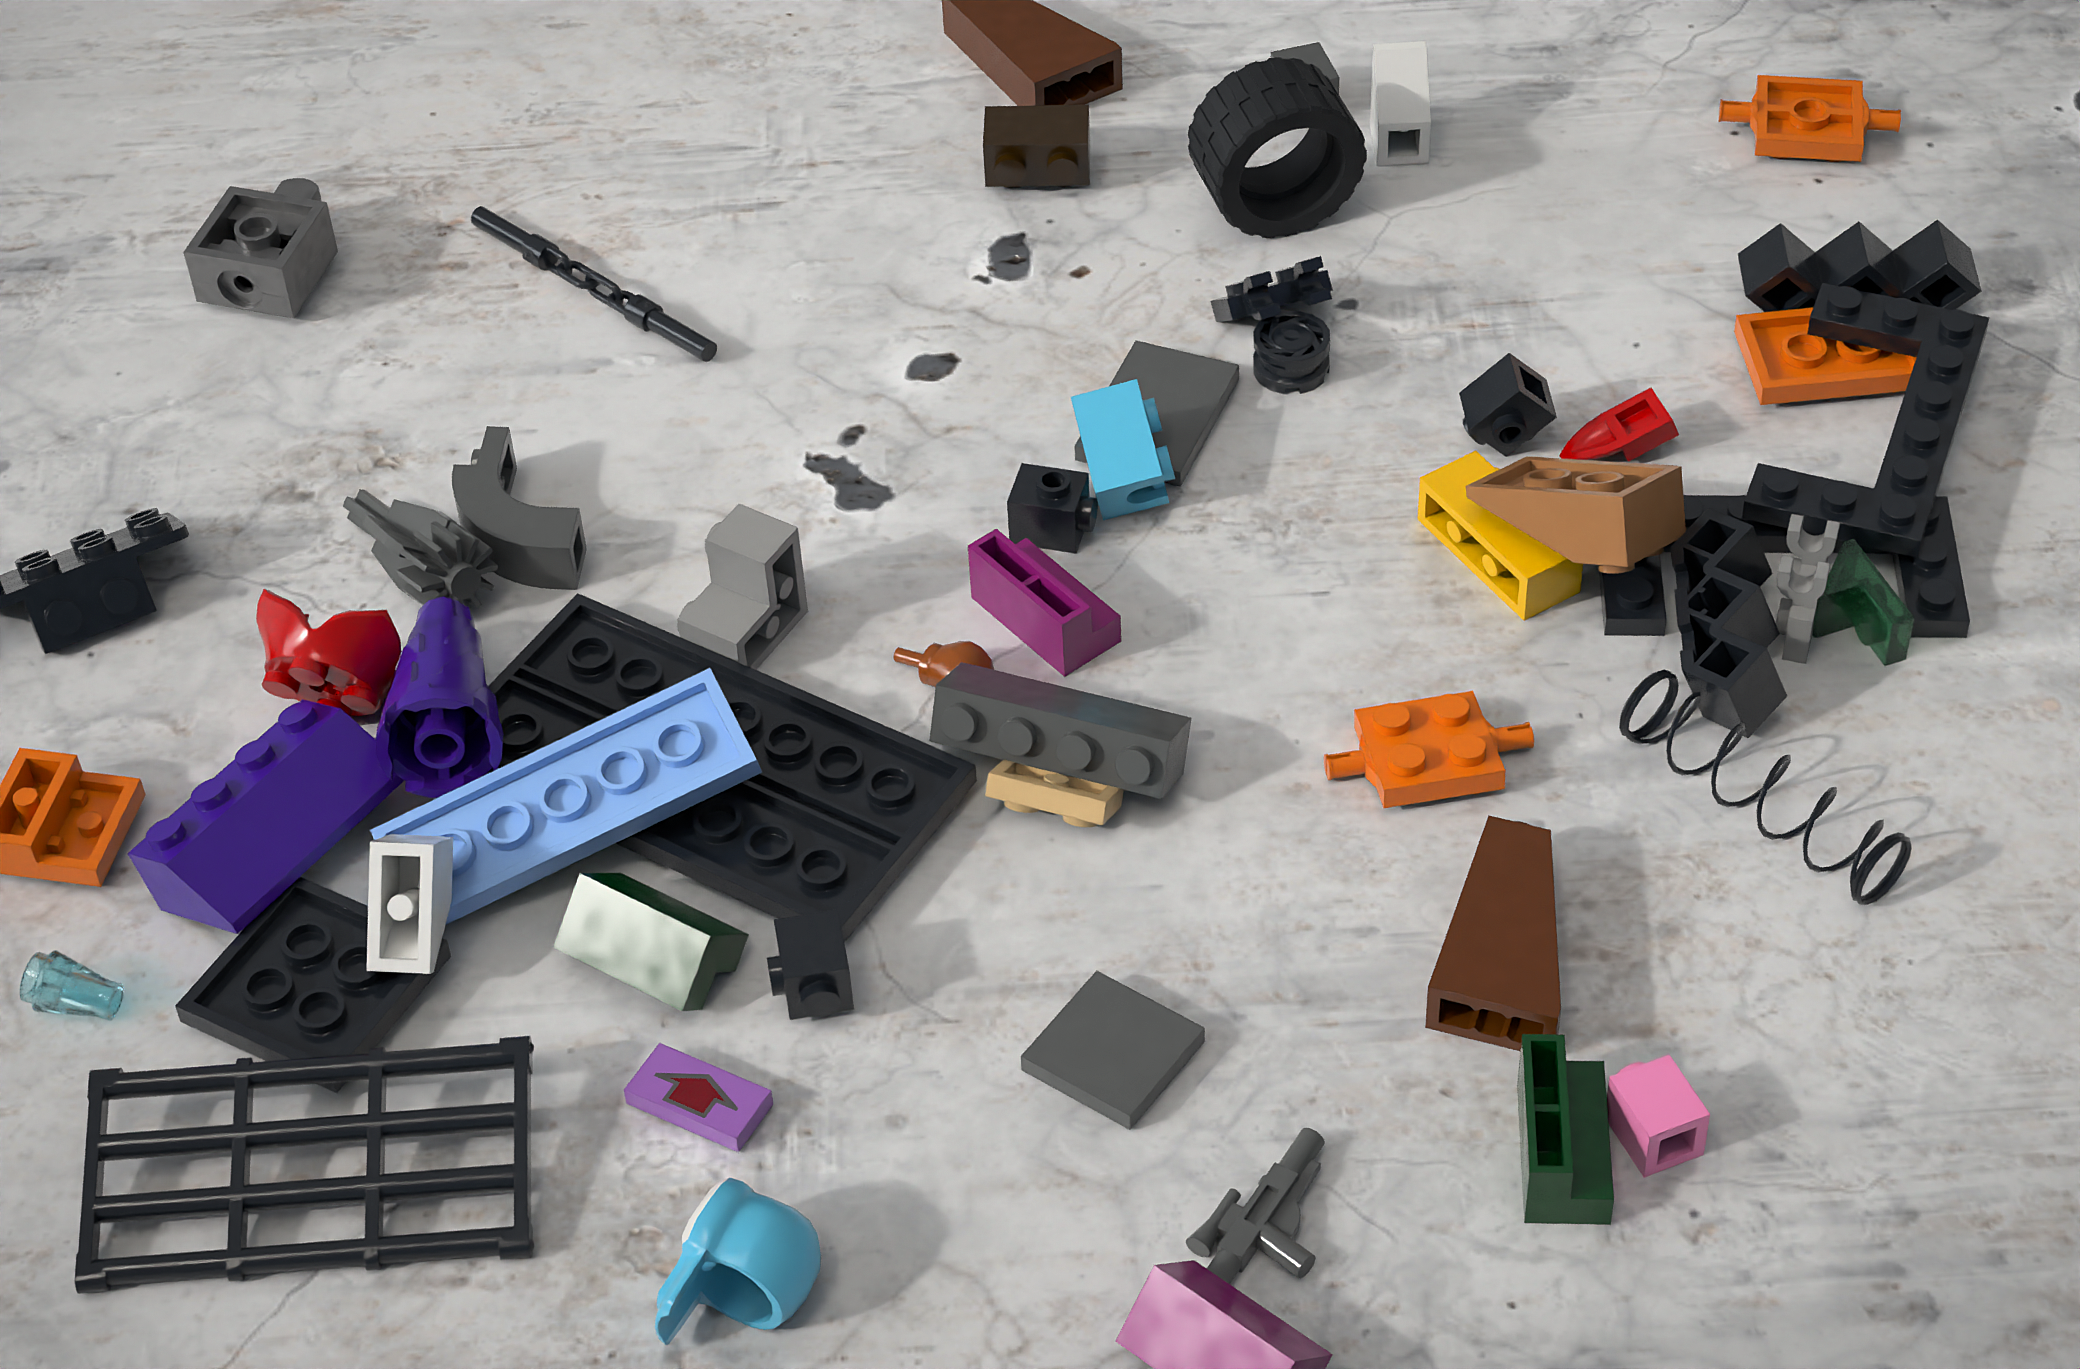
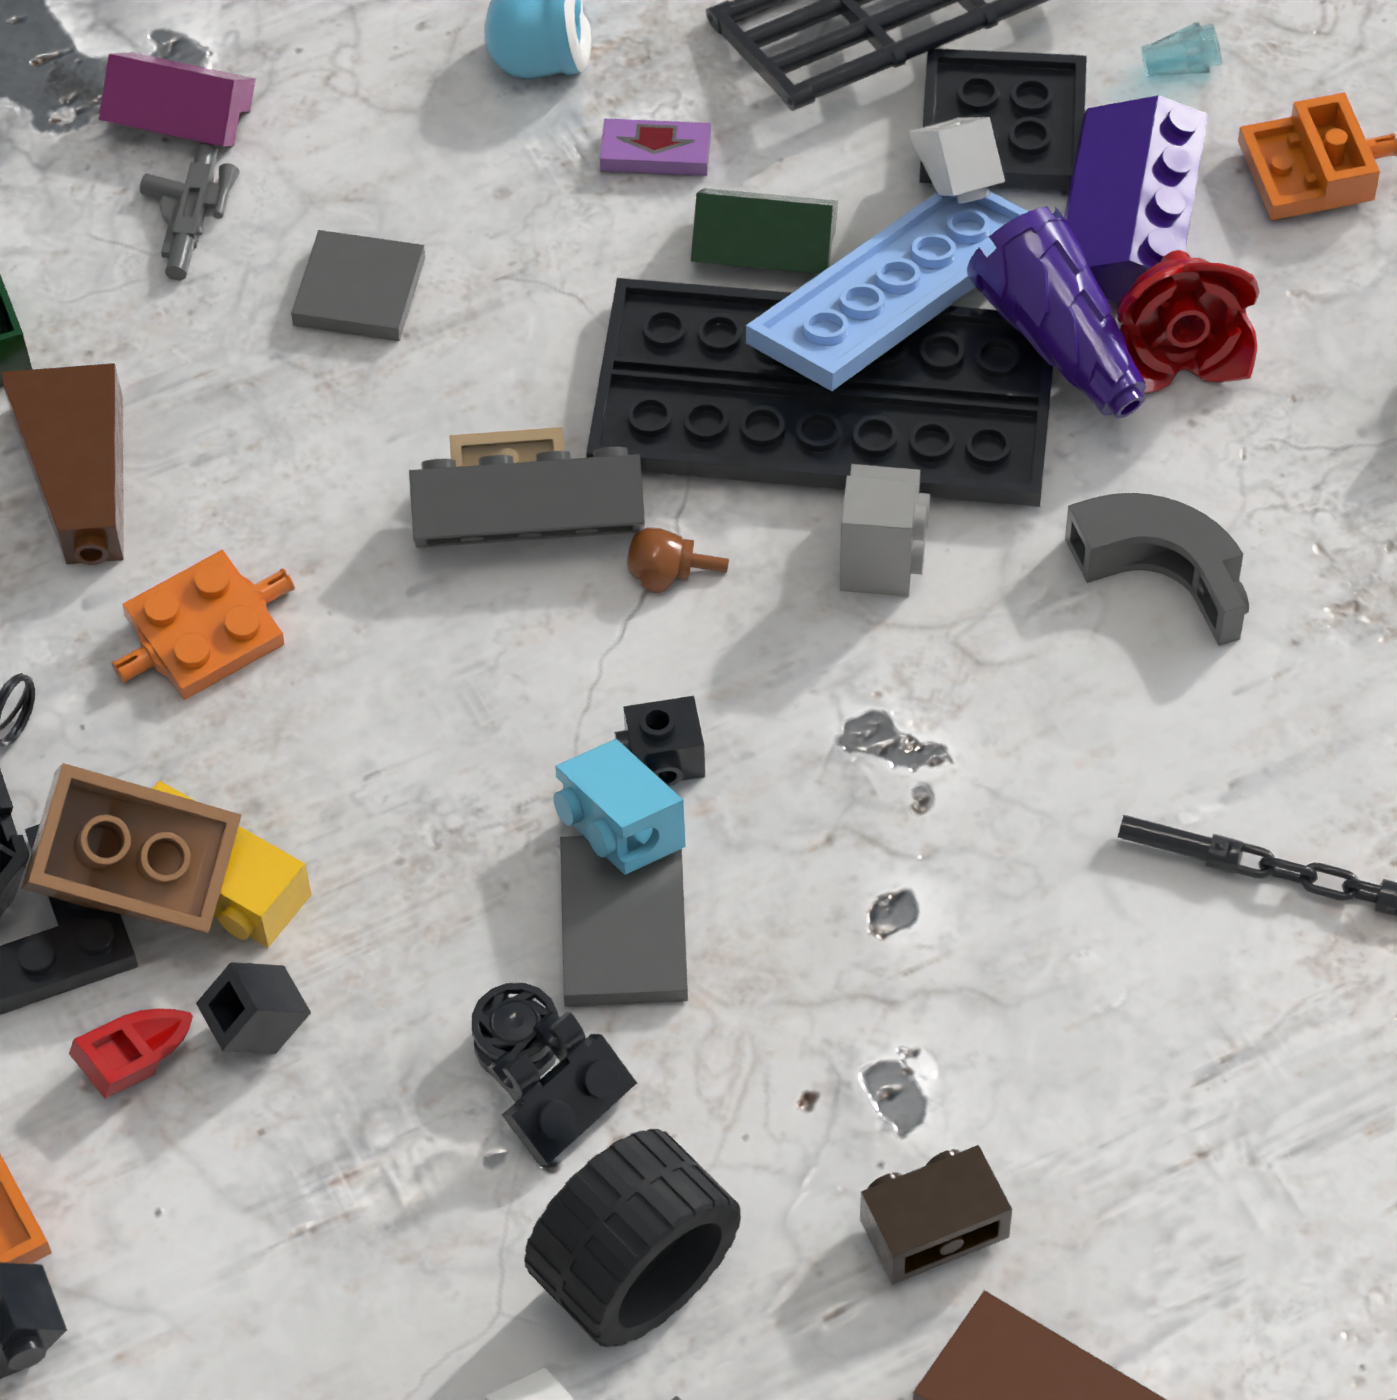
camera: 155 degrees right, 10 degrees up
(423, 549) = (1220, 482): dark grey piece -> none
(811, 965) = (618, 237): black brick -> none
(1041, 602) = (616, 636): magenta piece -> none

